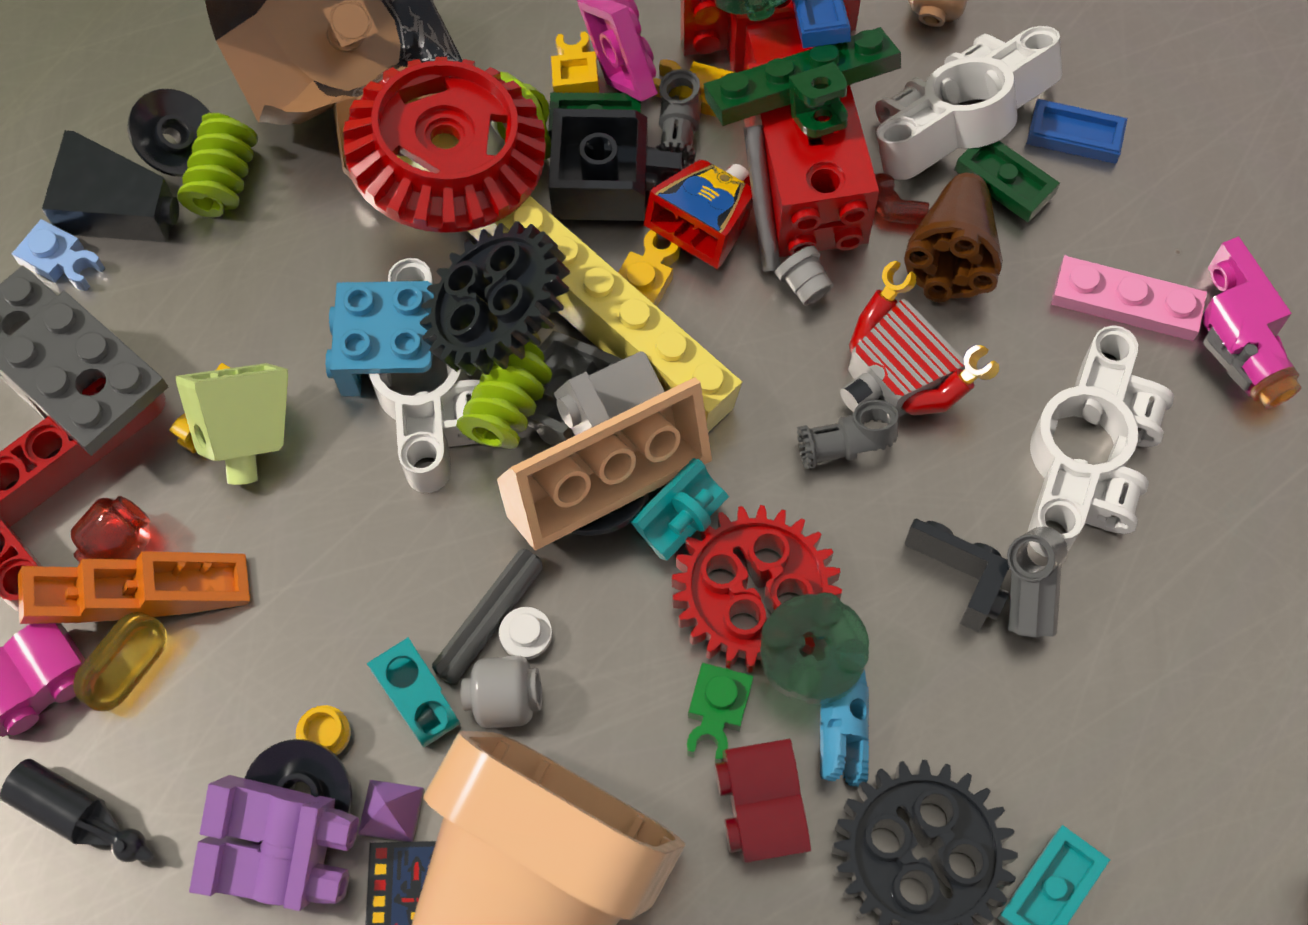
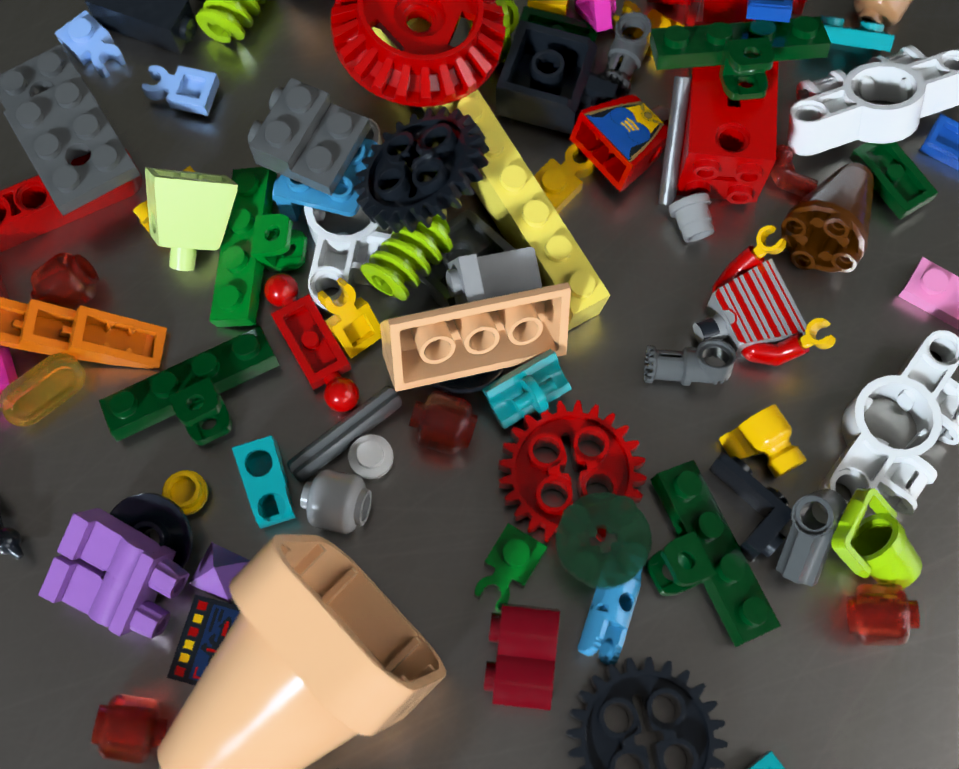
camera: 15 degrees right, 5 degrees up
(188, 281) = (186, 90): none -> light blue plate
(295, 614) = (191, 389): none -> dark green plate
(316, 435) = (250, 243): none -> green plate
(353, 295) = (307, 136): none -> dark grey plate
(419, 524) = (311, 342): none -> red plate
(462, 488) = (353, 320): none -> yellow plate
(597, 572) = (443, 422): none -> clear red head
(931, 635) = (707, 555): none -> dark green plate
(934, 35) = (868, 35): none -> teal plate
(956, 488) = (767, 435): none -> yellow piece
(1107, 570) = (876, 543): none -> lime piece
(1134, 646) = (881, 614): none -> clear red head

